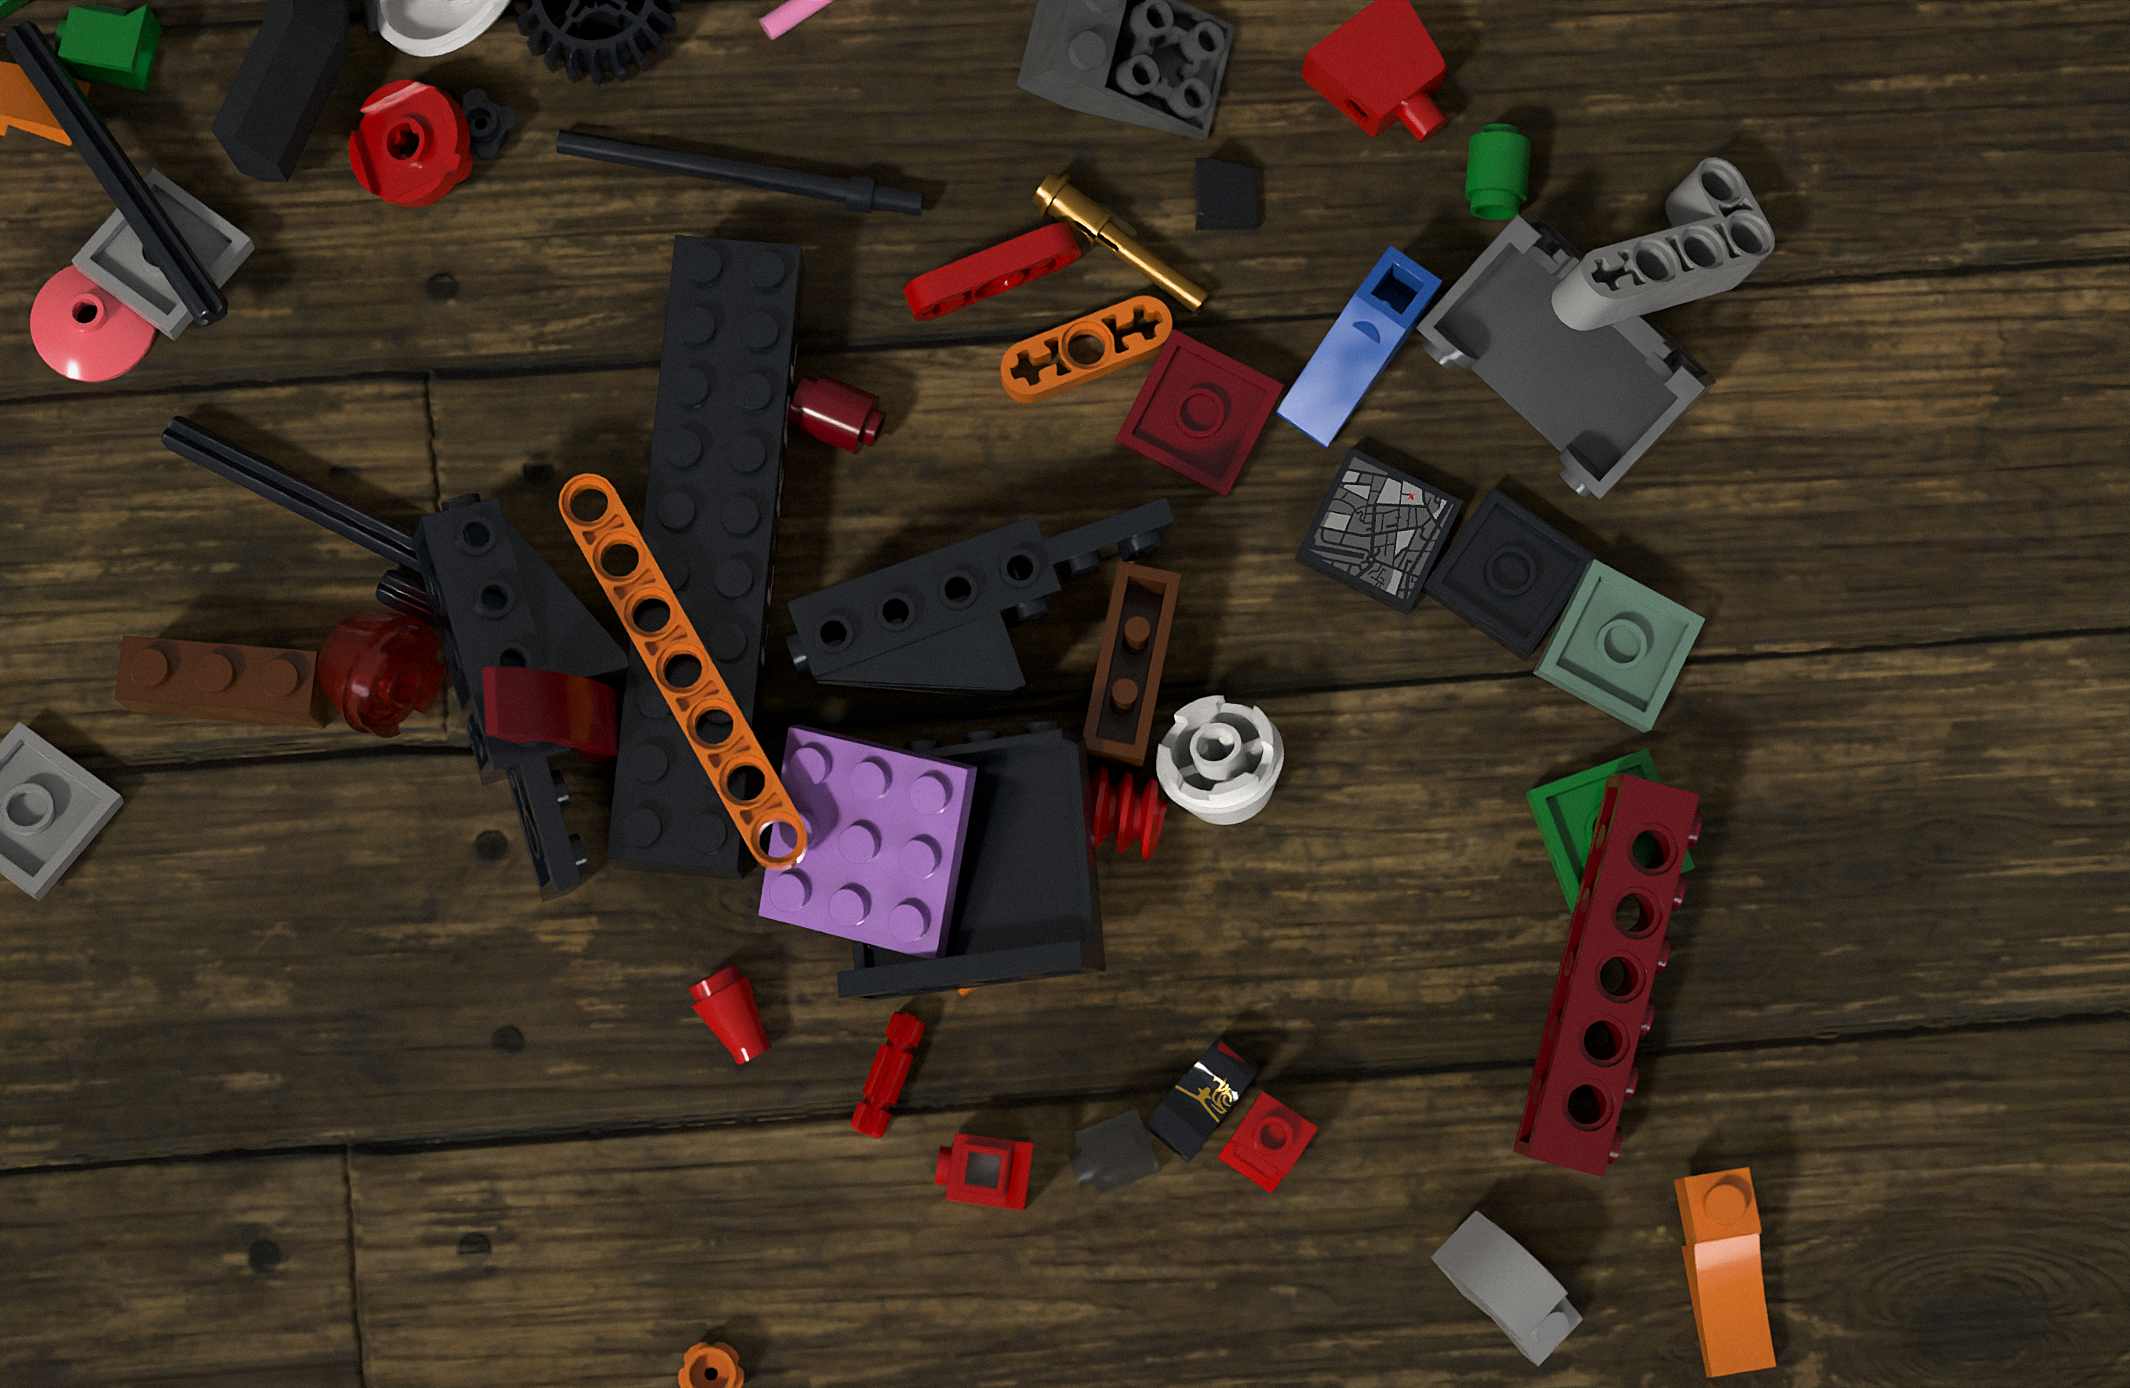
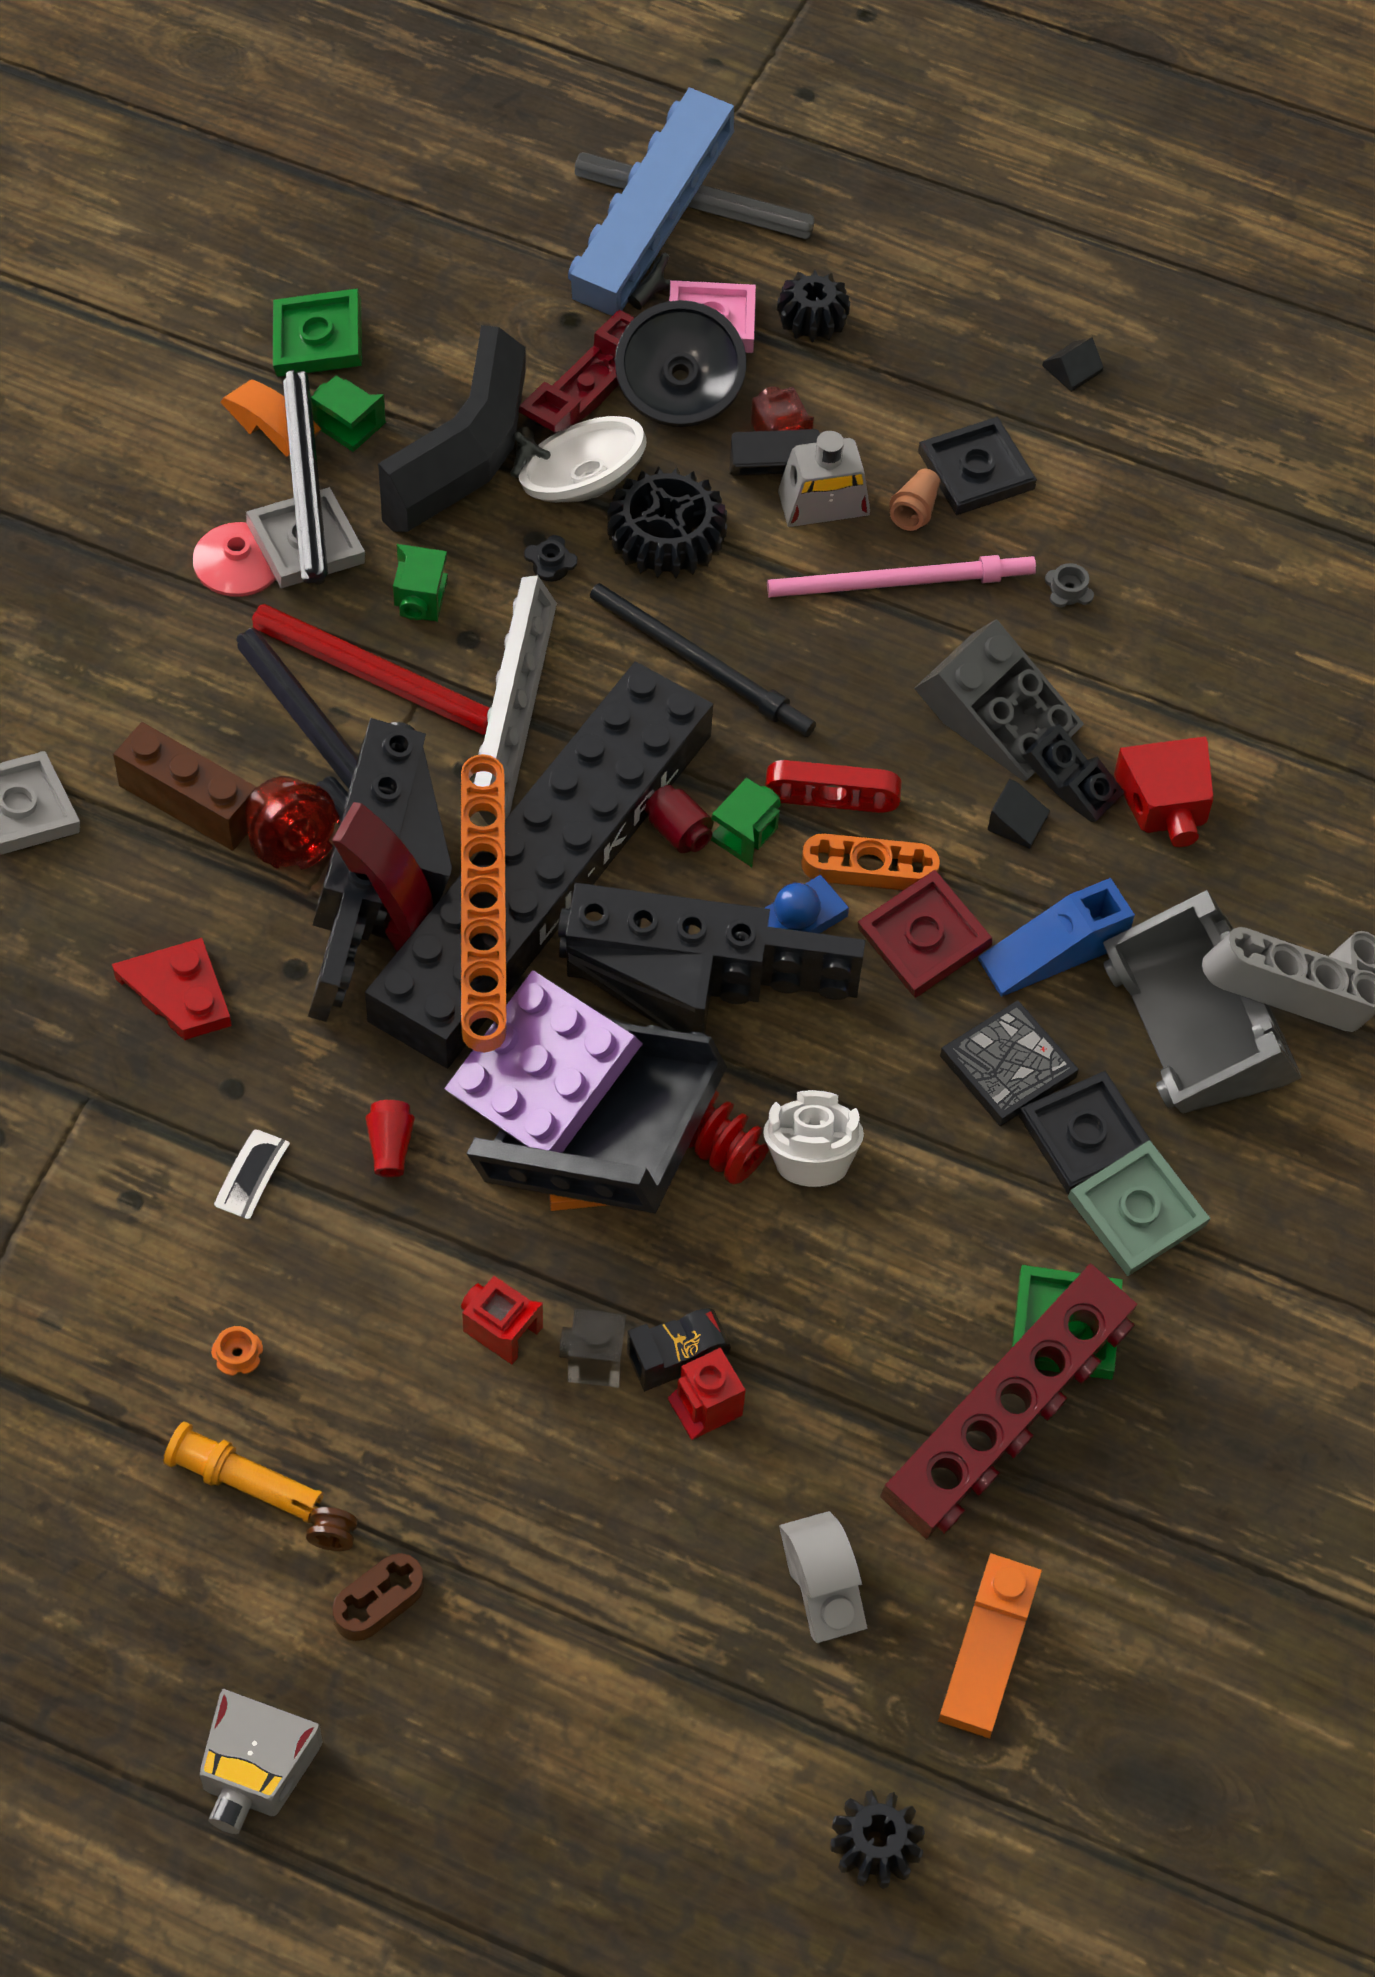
camera: 30 degrees right, 20 degrees down
(342, 247) = (420, 582): none -> green window
(351, 393) = (371, 668): none -> red axle
(369, 948) = (179, 987): none -> red wing
(442, 148) = (508, 561): red plate -> none
(545, 337) = (517, 685): none -> light grey plate
(594, 1137) = (250, 1173): none -> sticker
(887, 1074) = (471, 1228): red axle -> none
(917, 372) = (746, 820): none -> green window
(1039, 466) = (807, 907): none -> blue tile
(1094, 225) = (920, 794): pearl gold pin -> none
(1130, 666) = (785, 1051): reddish brown brick -> none
(1259, 108) = (1077, 781): none -> black slope
(1497, 172) = (1221, 874): green brick -> none

